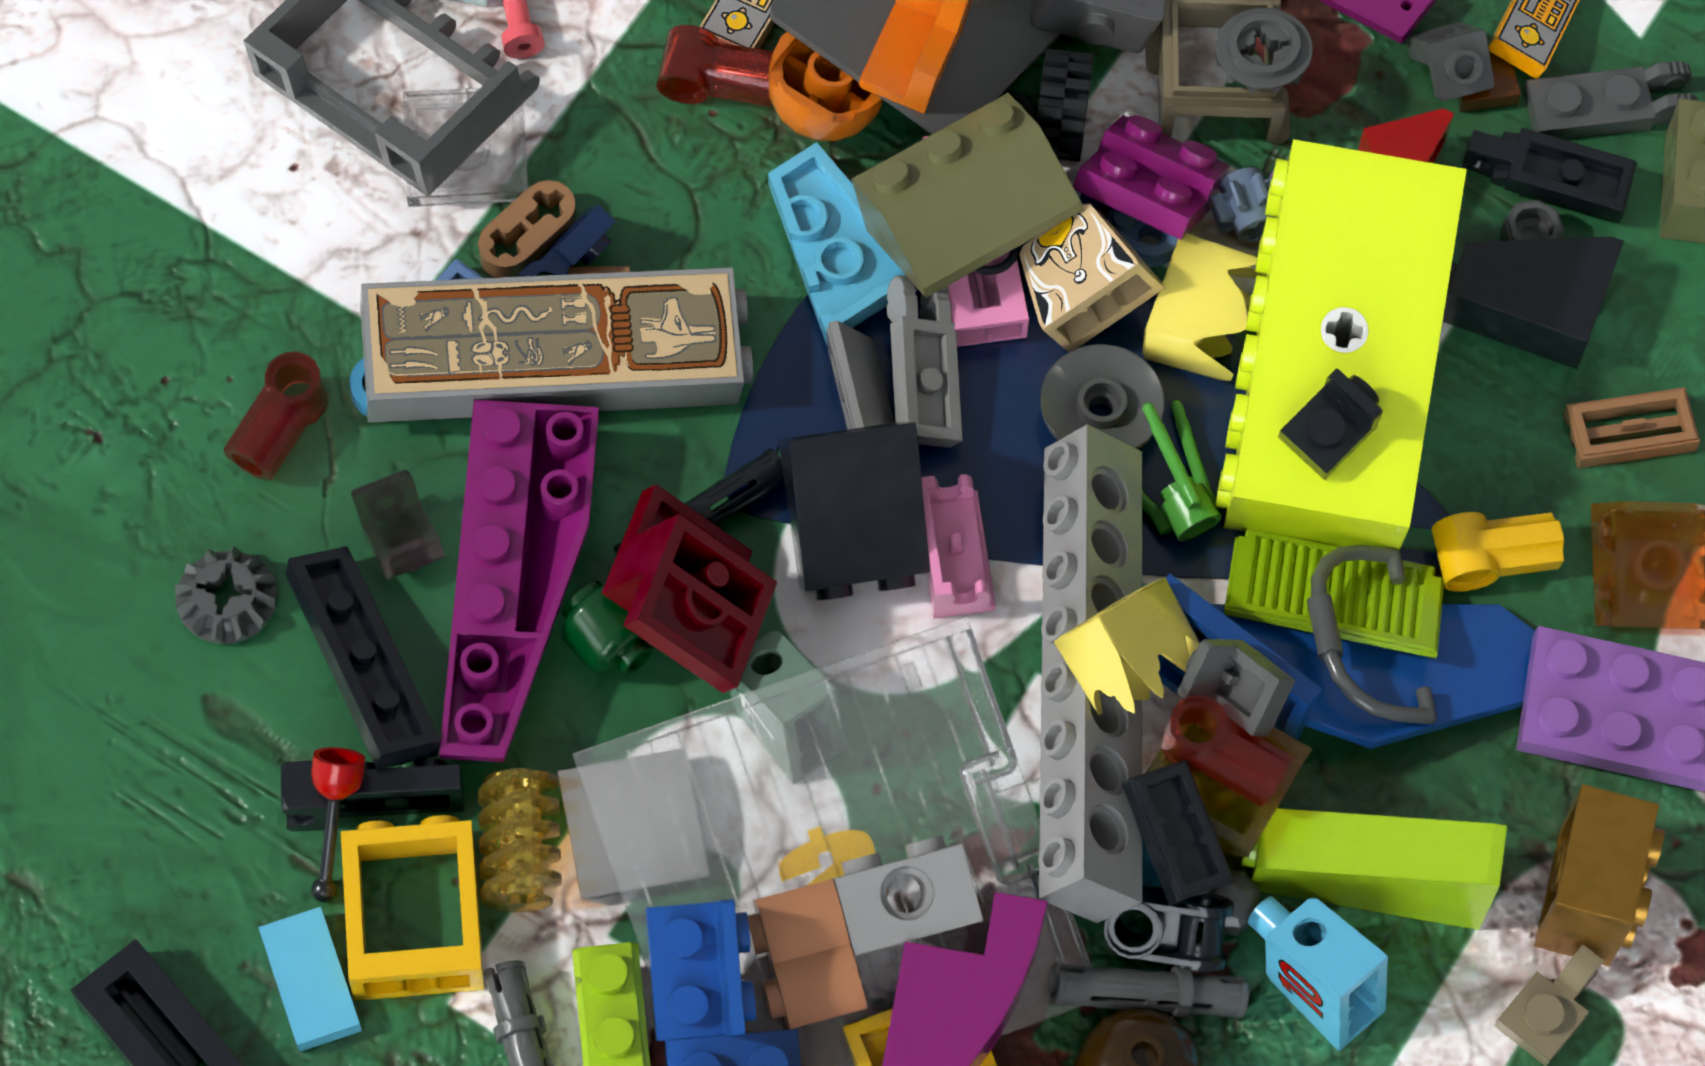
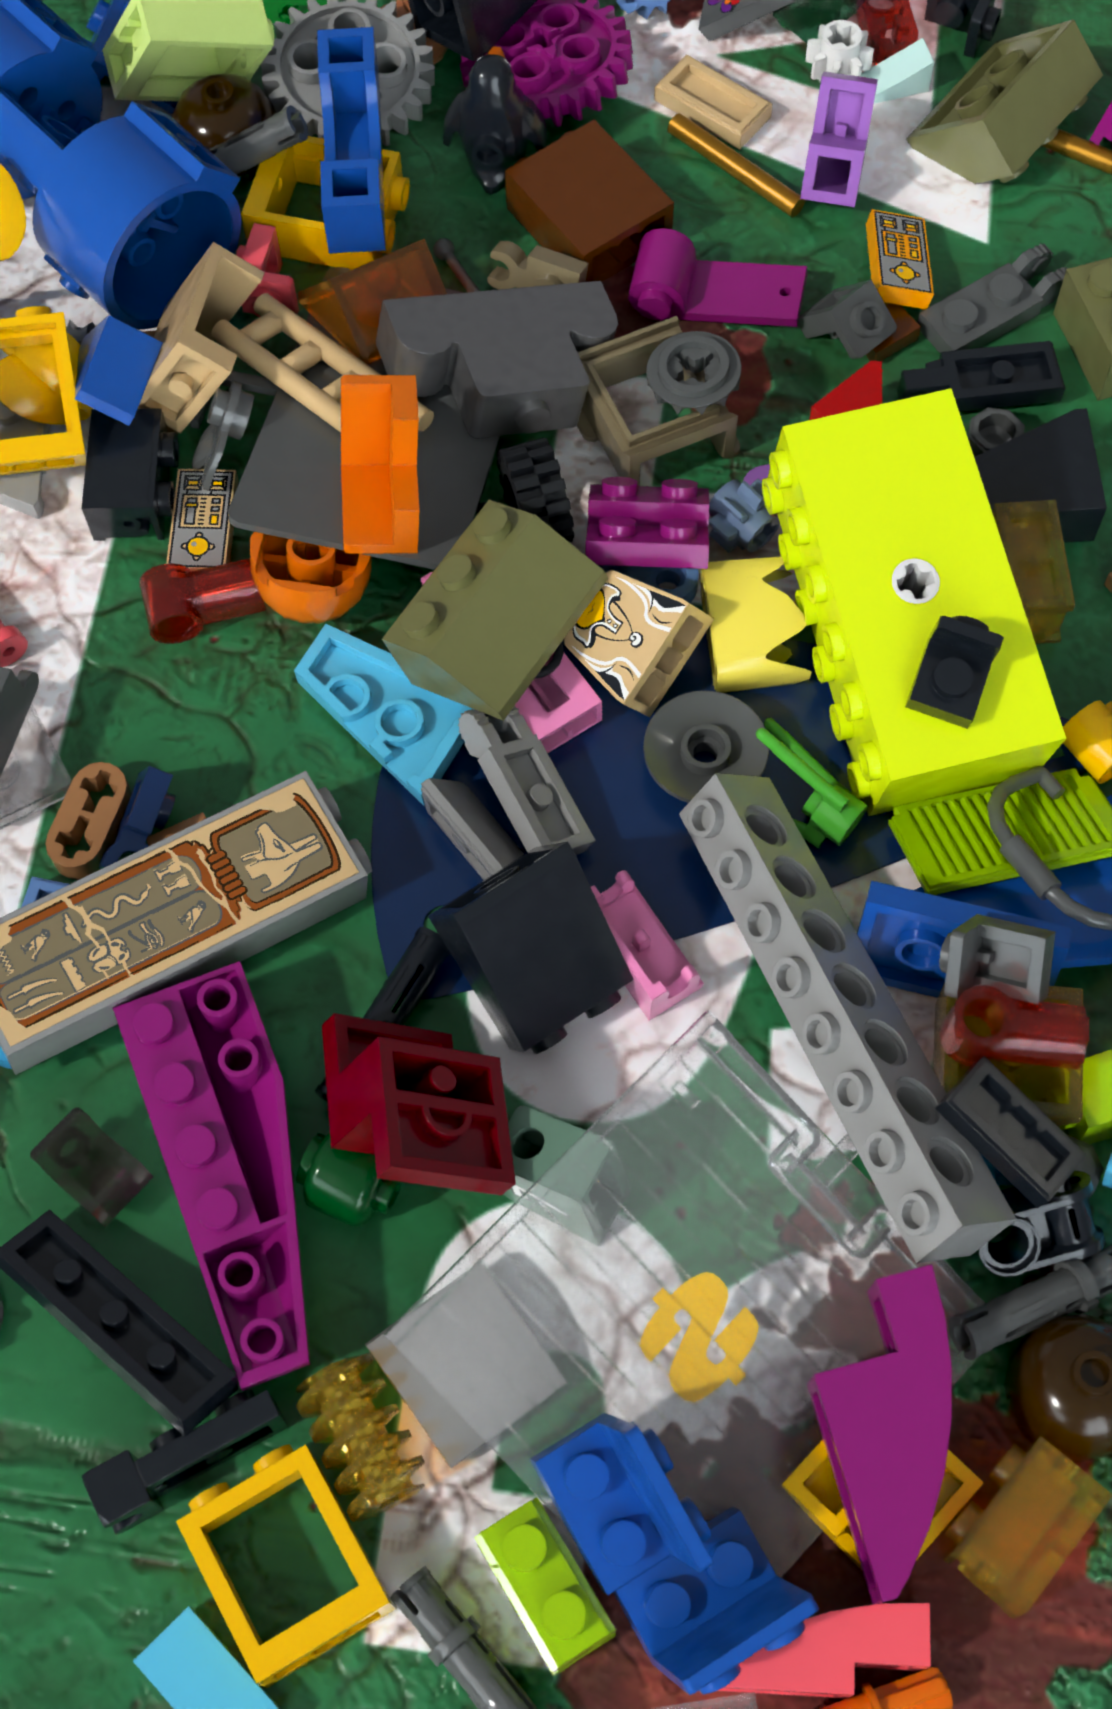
camera: 20 degrees left, 0 degrees up
(335, 775) = (145, 1468): red hinge -> none
(807, 955) = (718, 1431): nougat brick -> none
(945, 901) = (827, 1317): light grey brick -> none
(1122, 644) = (864, 956): light yellow piece -> none
(1482, 370) = (1038, 563): none -> clear yellow hinge

